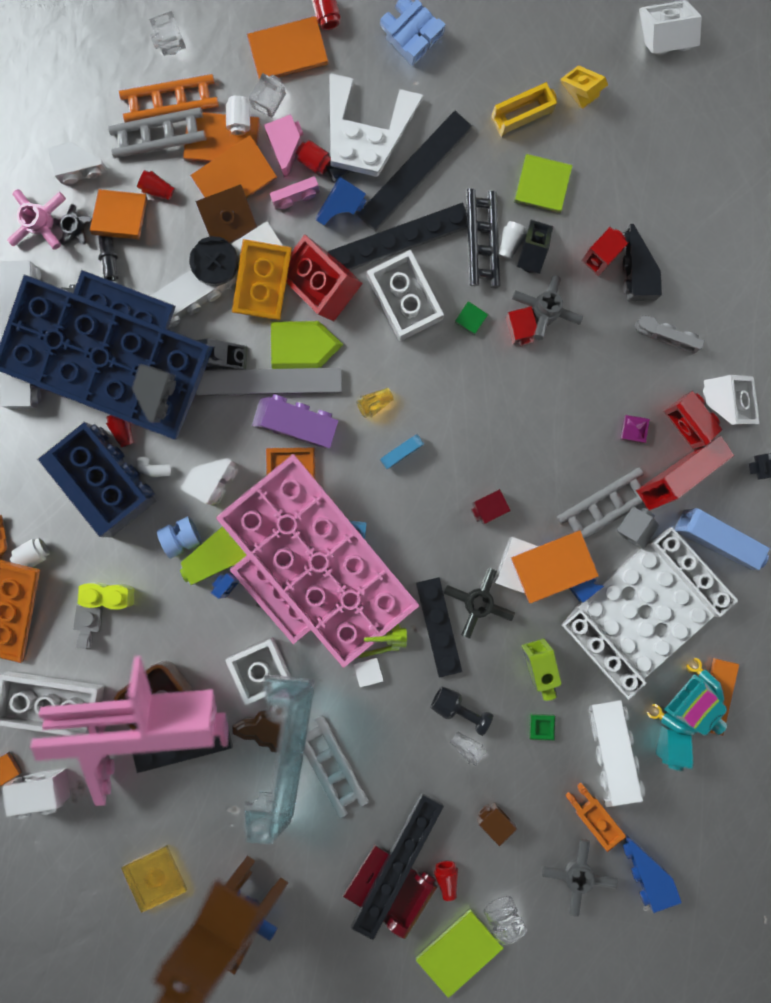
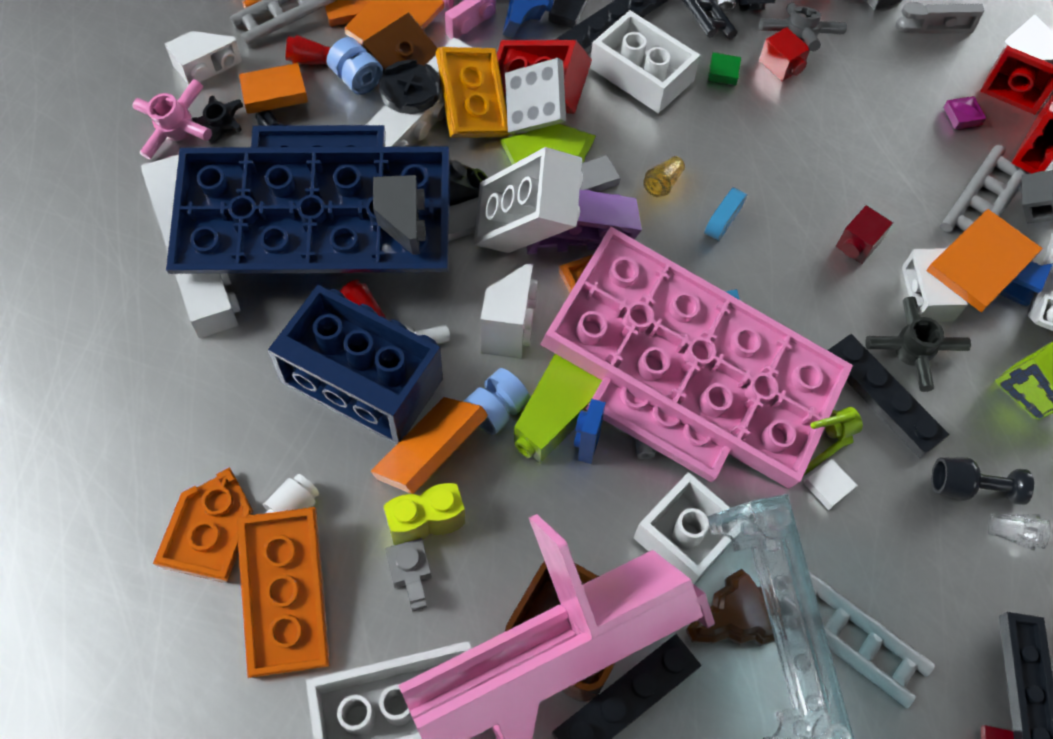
camera: 25 degrees left, 25 degrees down
(124, 552) = (429, 444): none -> orange tile
(183, 213) = (354, 65): none -> light blue wheel
(245, 414) = (529, 201): none -> white brick
(302, 306) = (535, 96): none -> tile

